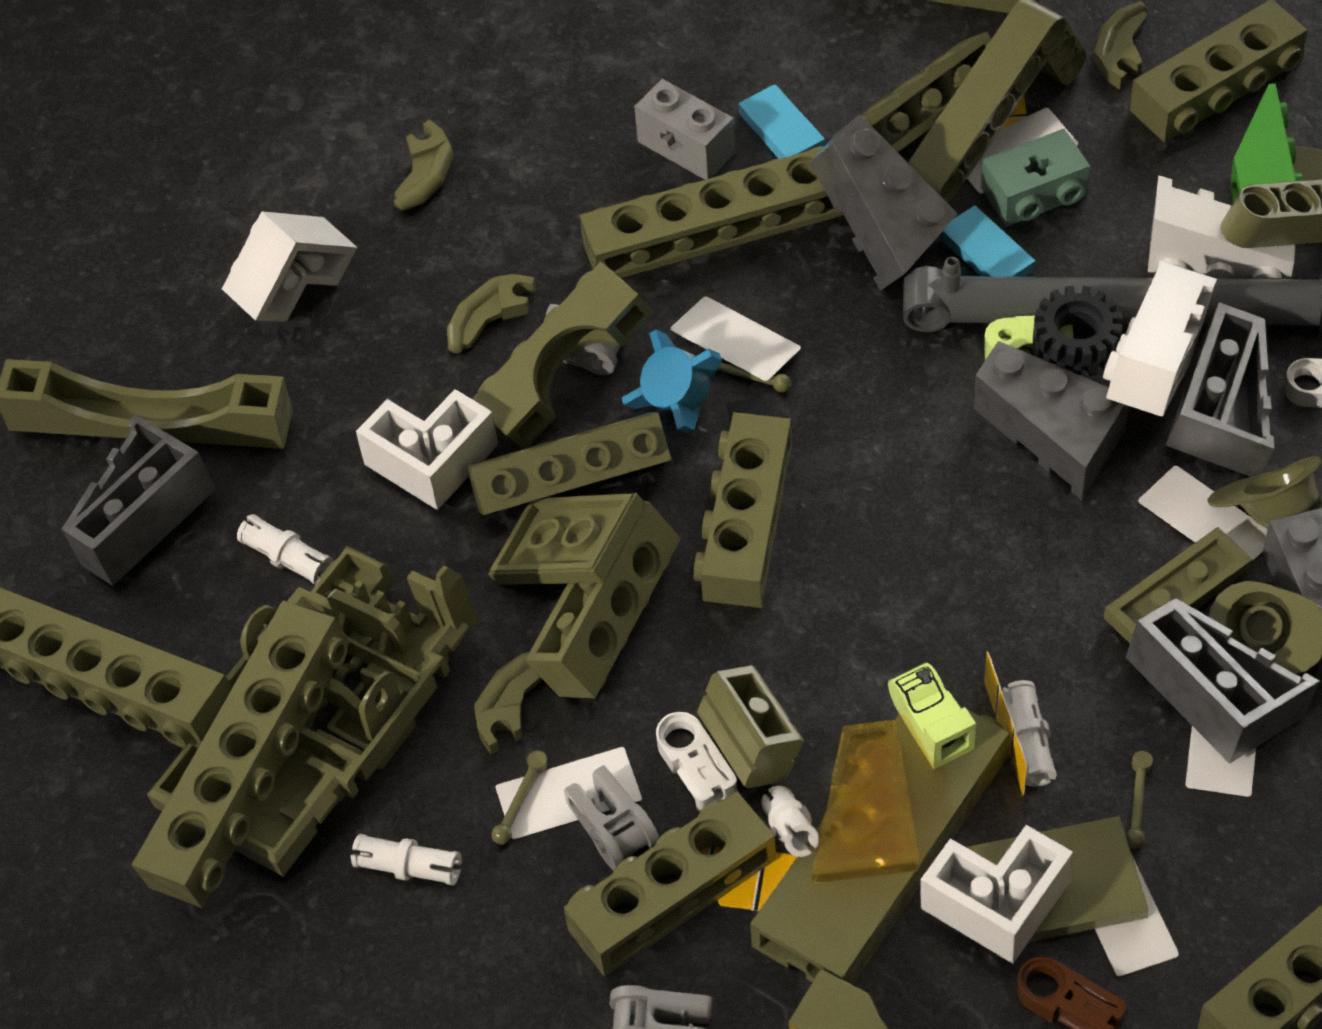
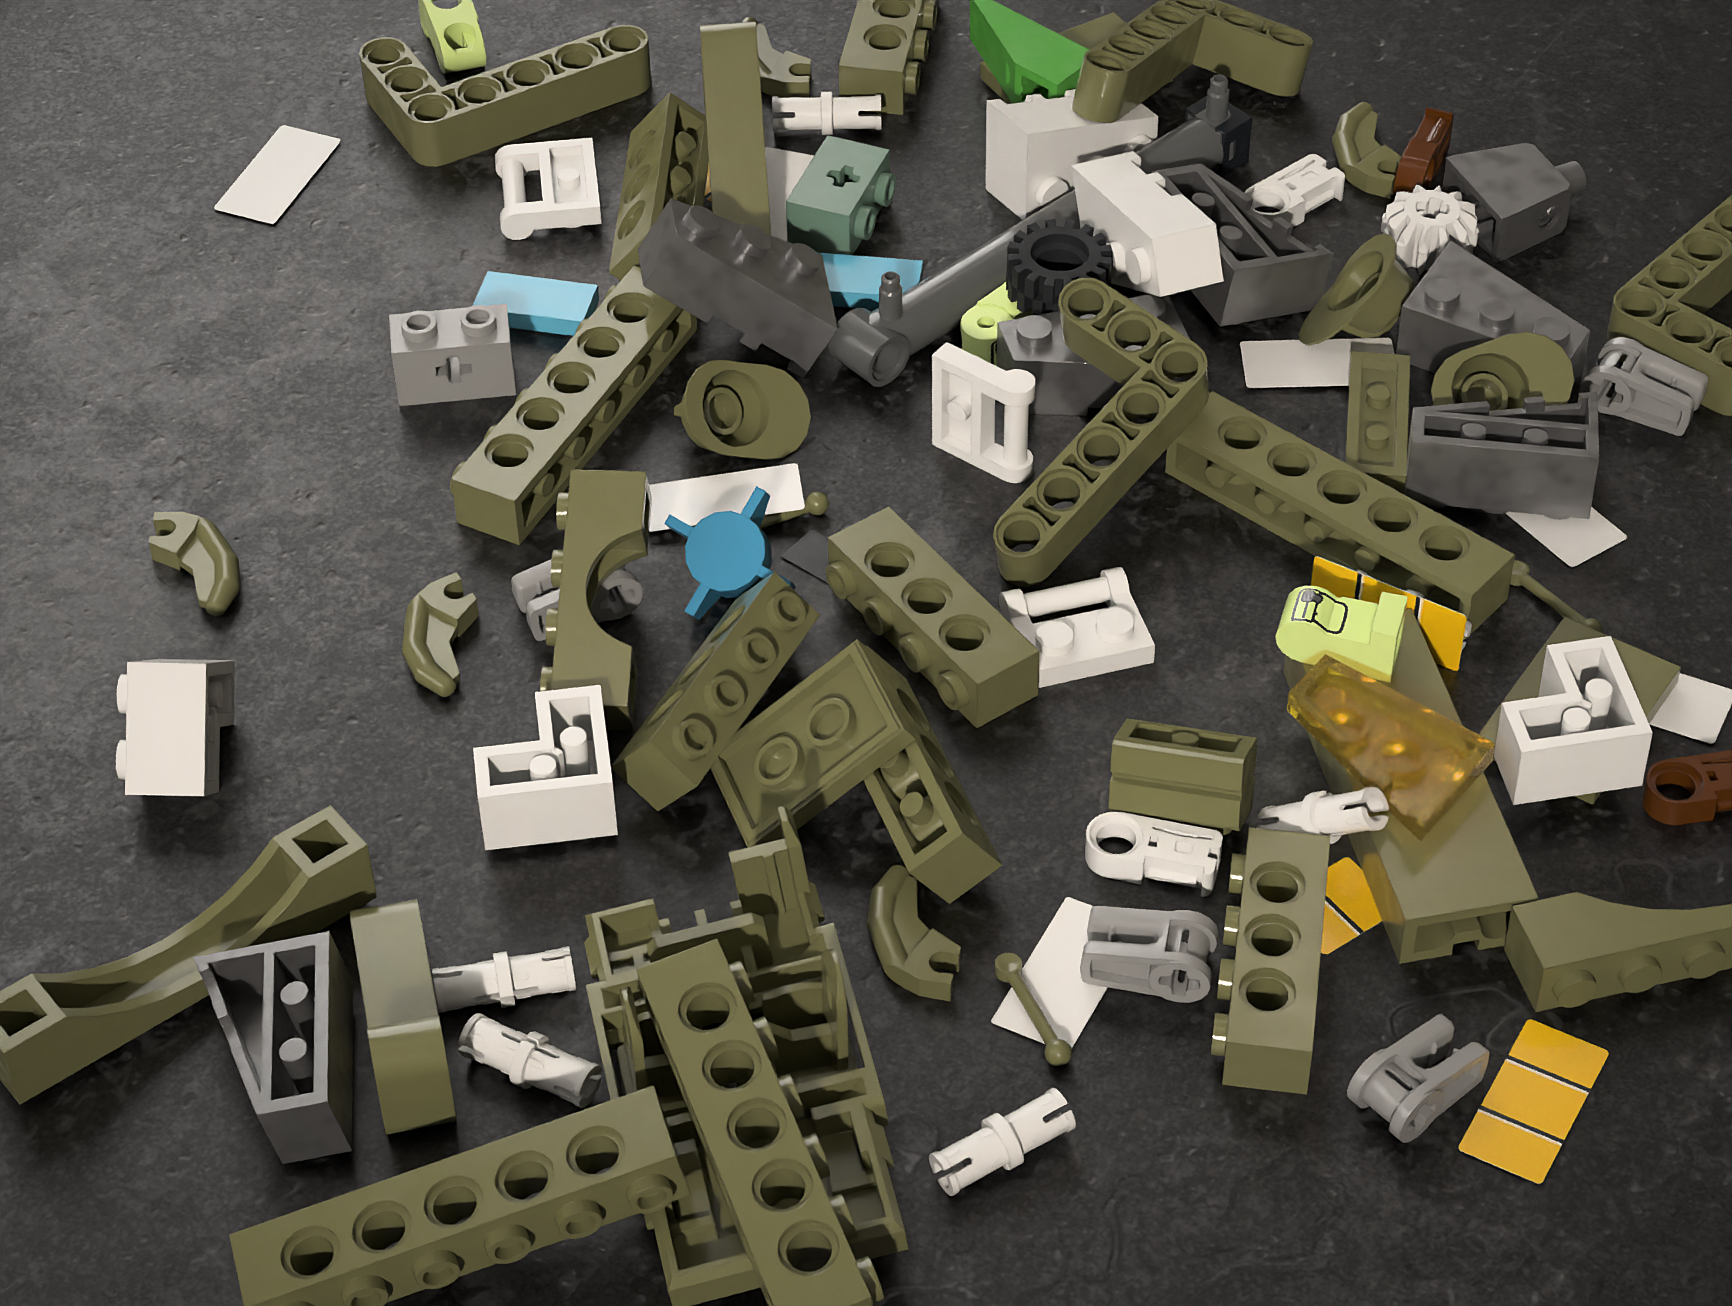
camera: 50 degrees left, 10 degrees down
(185, 559) = (402, 1017): none -> olive beam
(238, 589) = (530, 1060): none -> white pin
(797, 289) = (744, 410): none -> olive piece
(824, 596) = (1086, 641): none -> white plate
(886, 54) = (566, 183): none -> white plate
(921, 397) = (965, 412): none -> white plate
(965, 468) = (1110, 434): none -> olive beam
(1076, 746) = (1337, 510): none -> olive brick
(1105, 109) = (826, 113): none -> white pin

